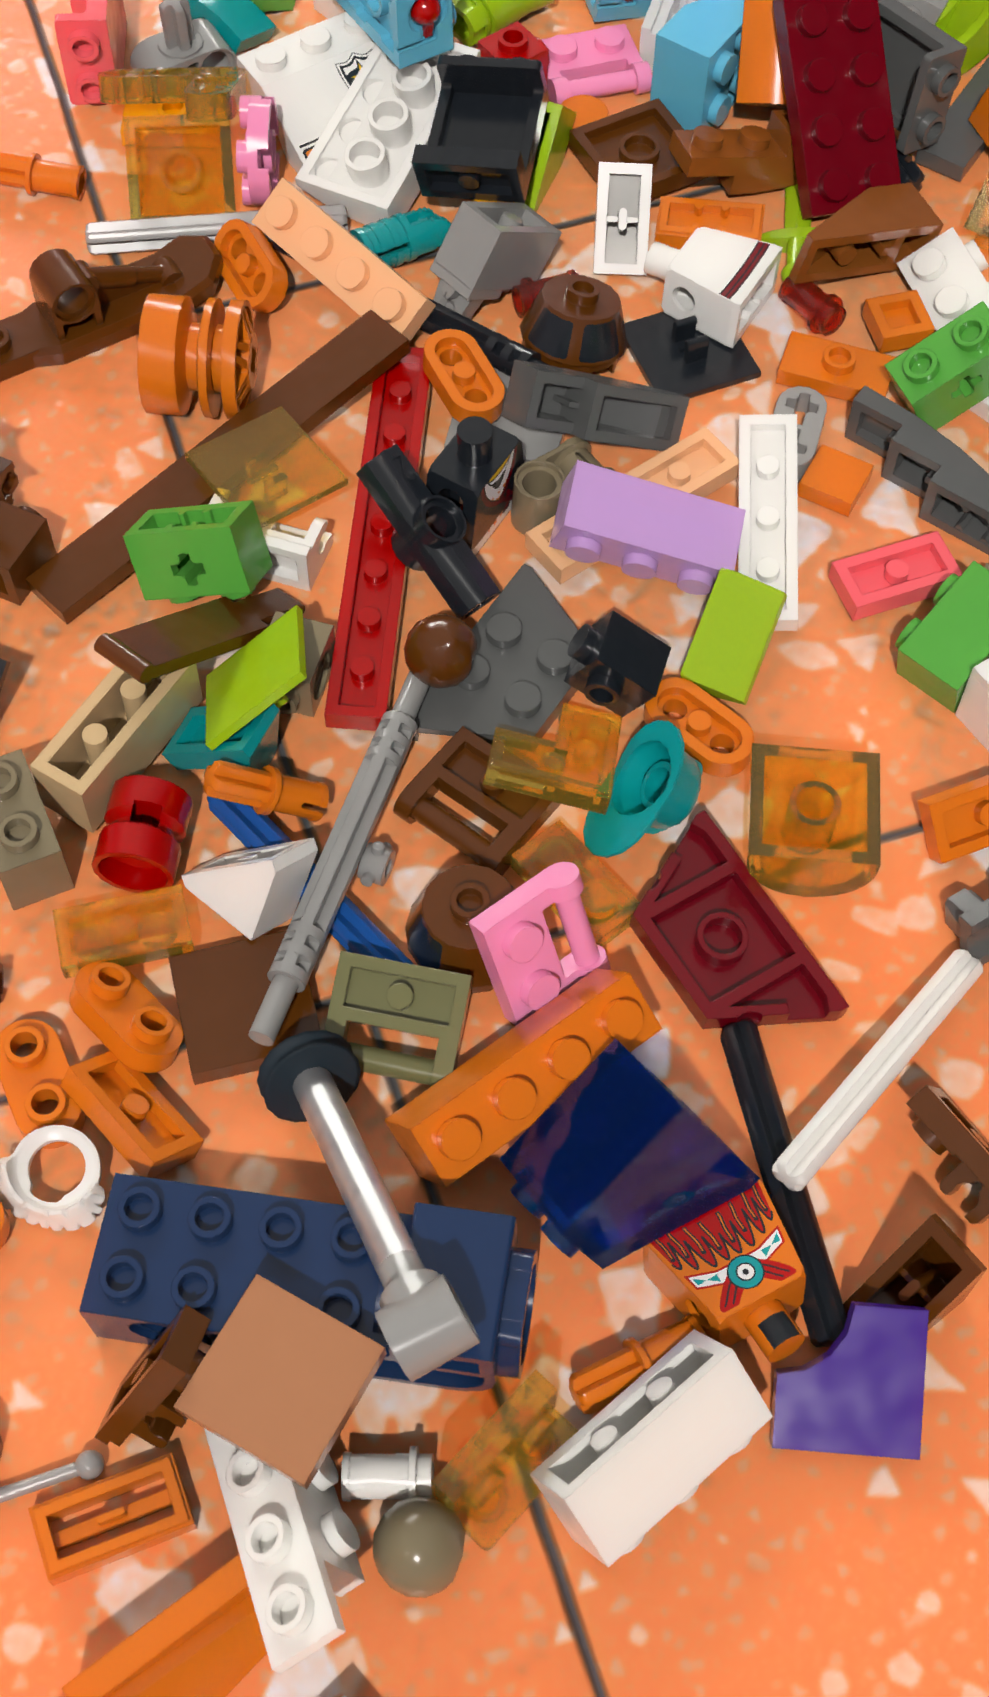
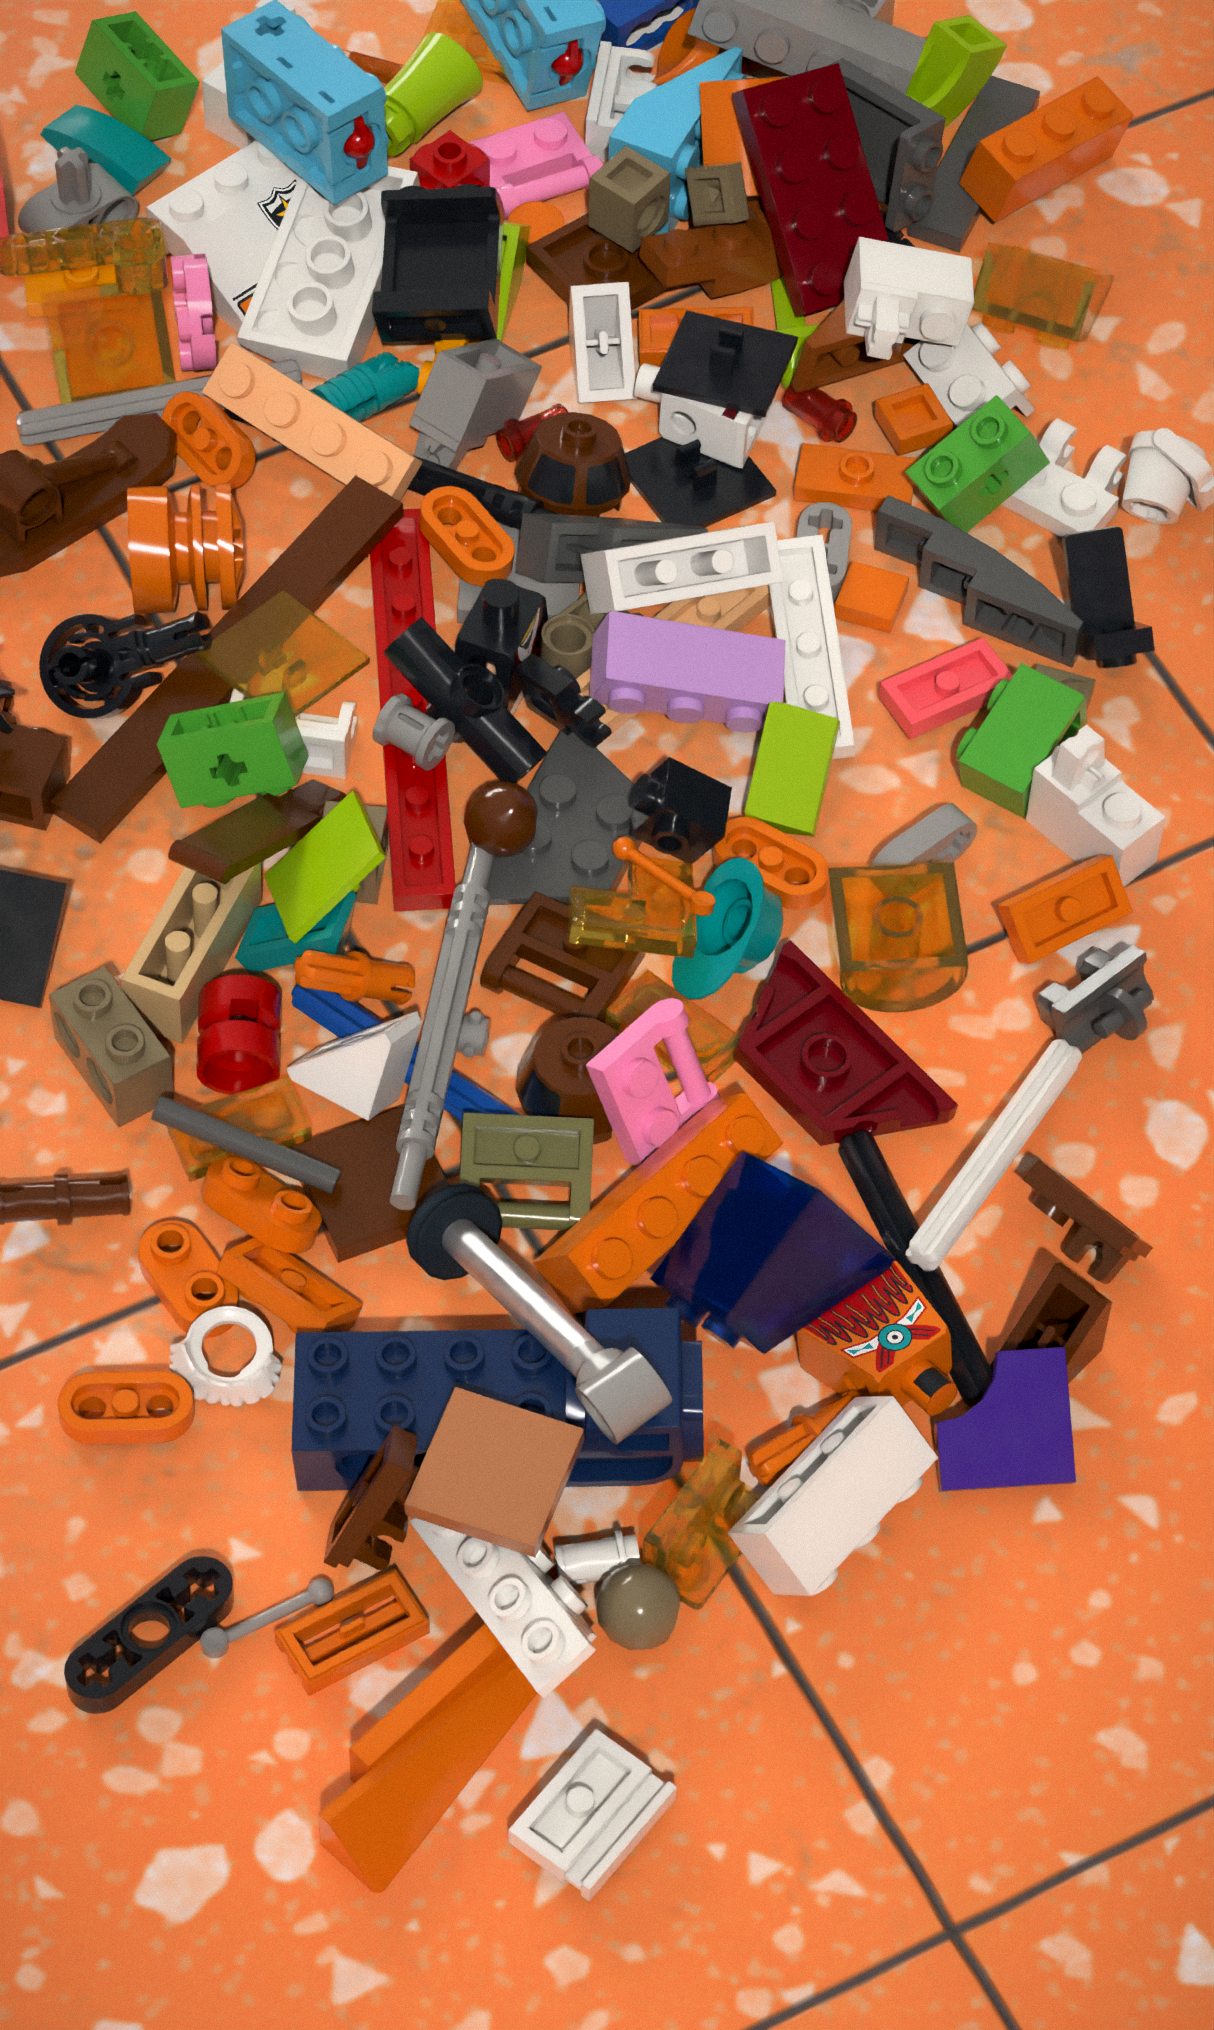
camera: 10 degrees left, 5 degrees down
(111, 454) = (109, 663): none -> black pin
(121, 952) = (246, 1145): none -> dark grey bar
(373, 554) = (413, 731): none -> light grey bush
(518, 537) = (557, 699): none -> black plate
(621, 759) = (700, 903): none -> orange hinge
(657, 428) = (682, 568): none -> white brick
(666, 93) = (629, 198): none -> dark tan brick
(730, 248) = (725, 363): none -> black piece
(747, 96) = (717, 193): none -> dark tan tile
(858, 726) = (935, 839): none -> light grey beam
(909, 203) = (906, 293): none -> white hinge

